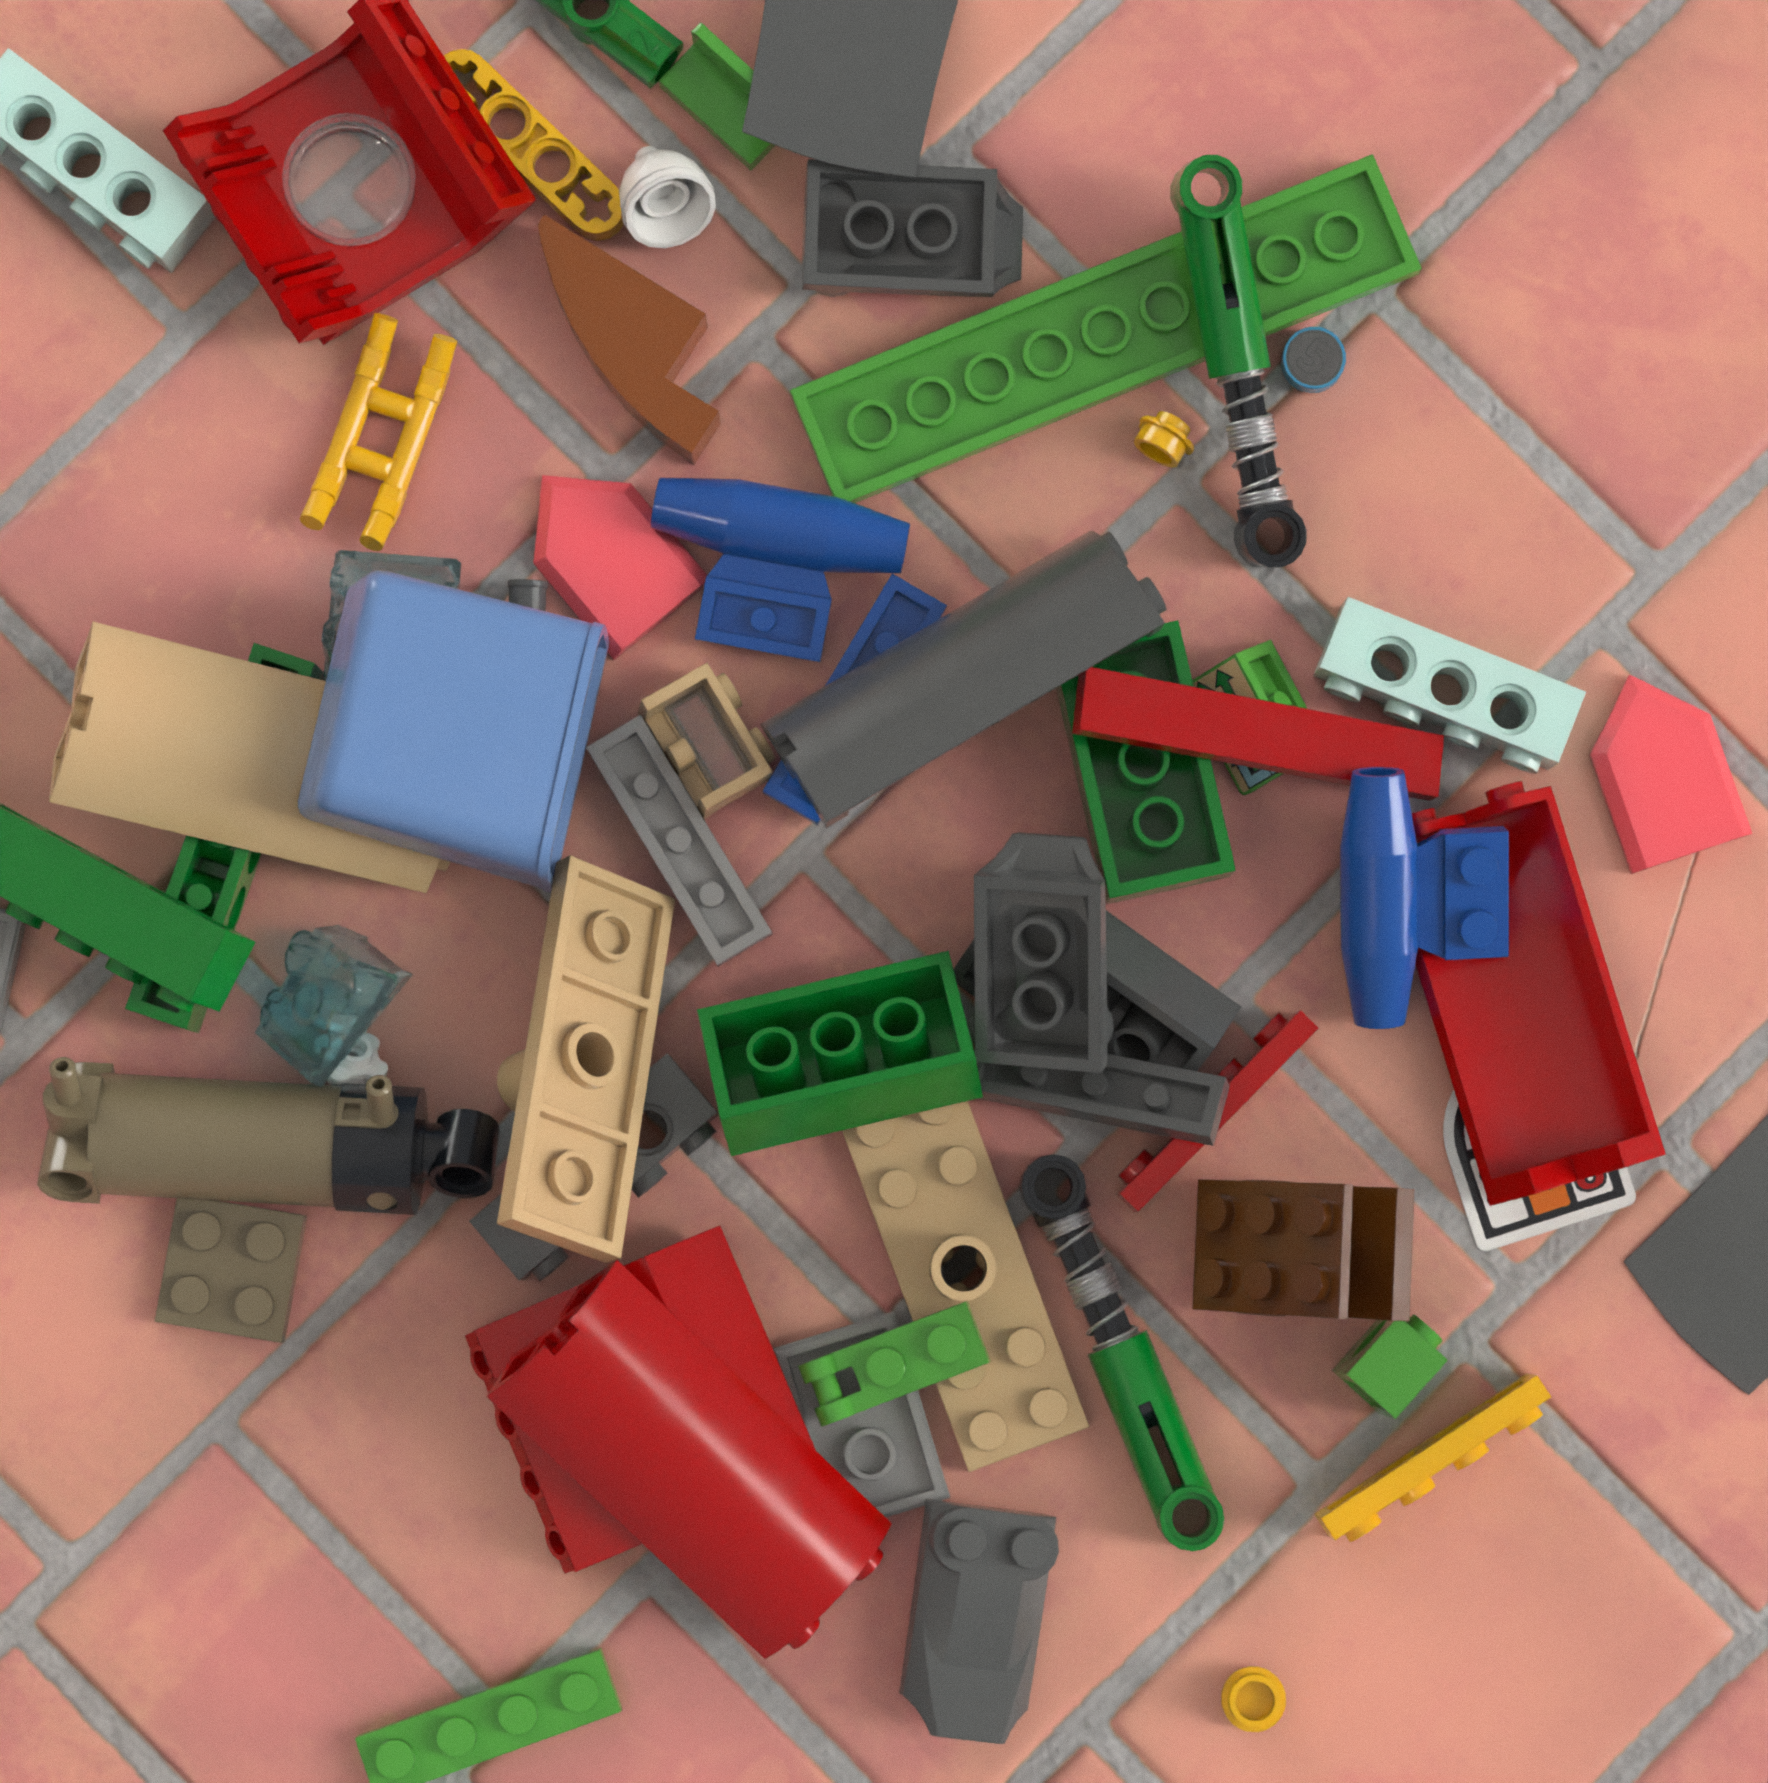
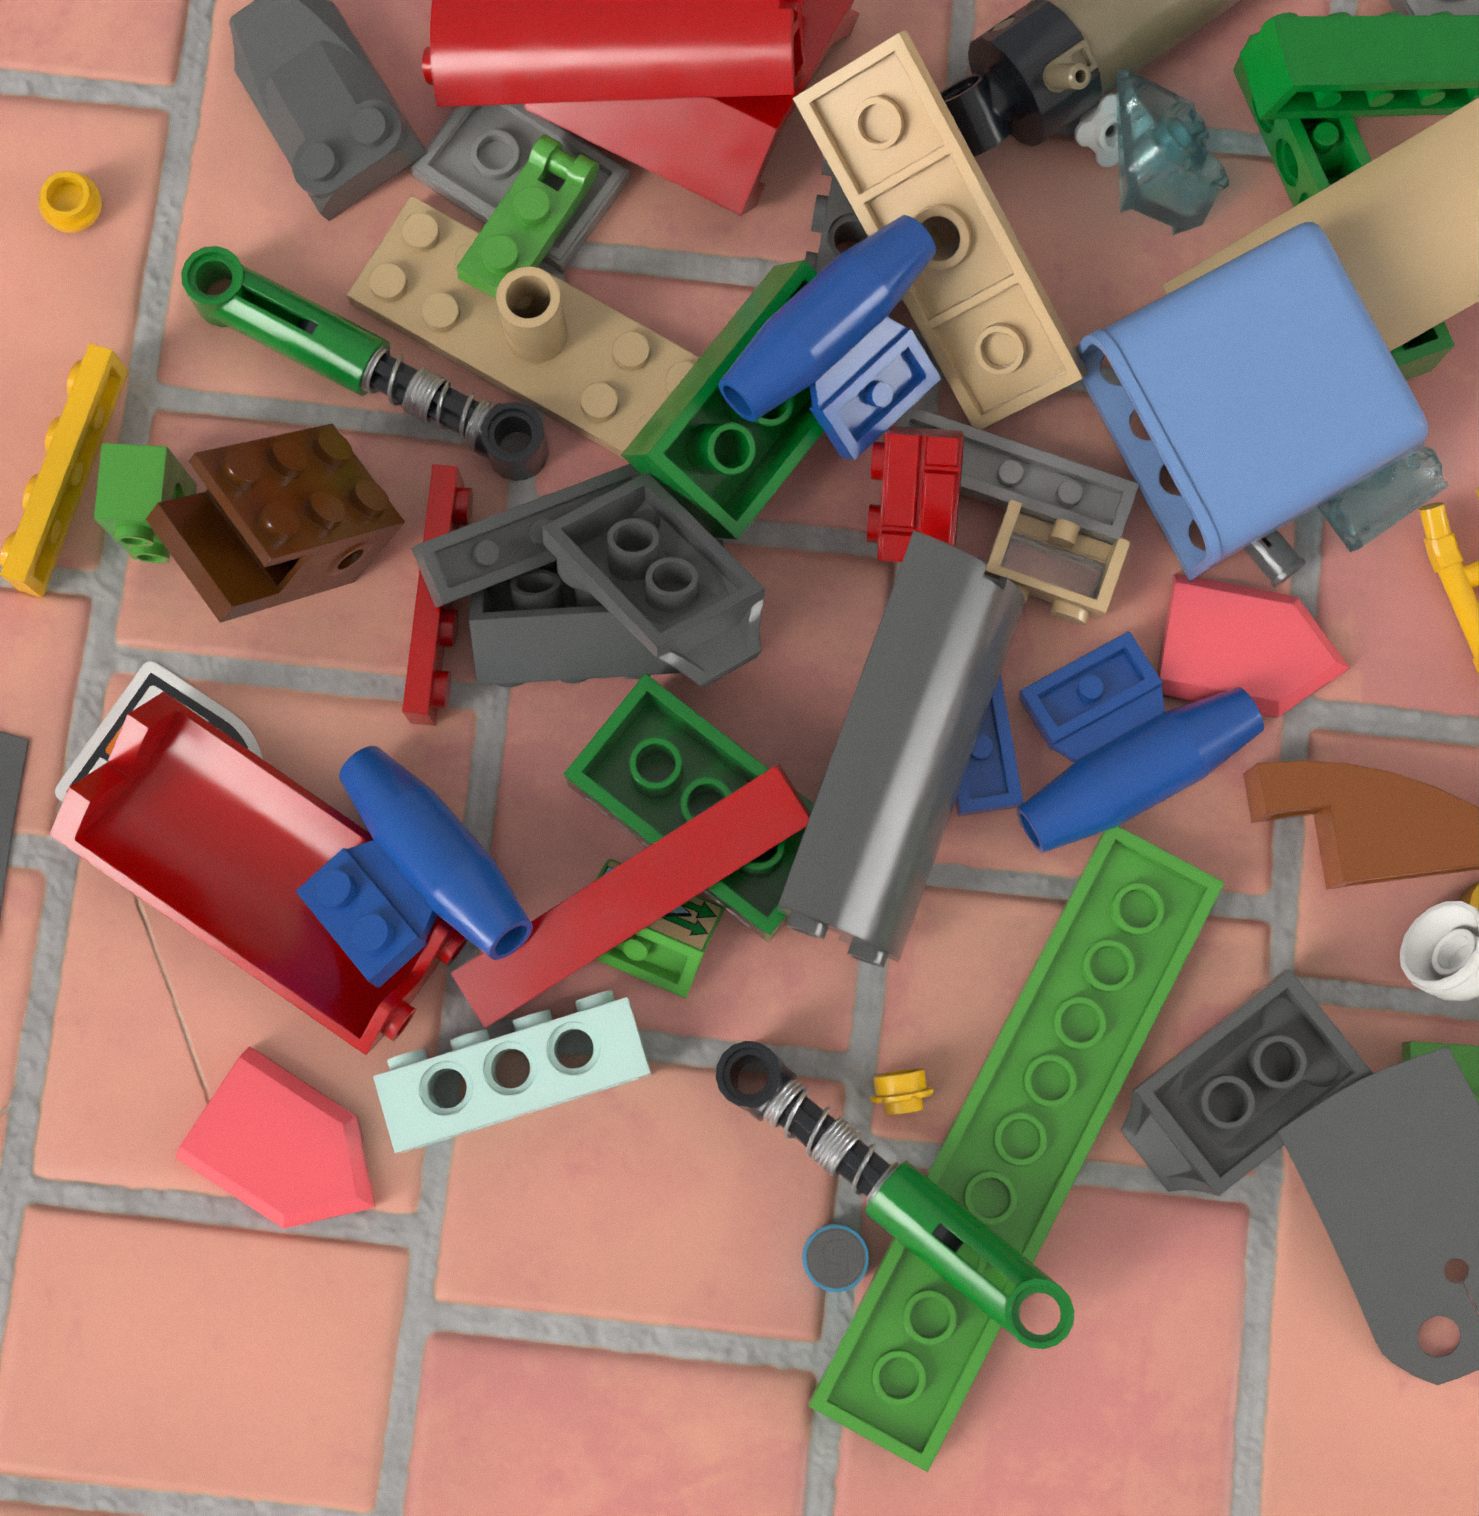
camera: 140 degrees right, 5 degrees down
(745, 1027) = (843, 343): none -> blue plate
(772, 873) = (919, 488): none -> red brick

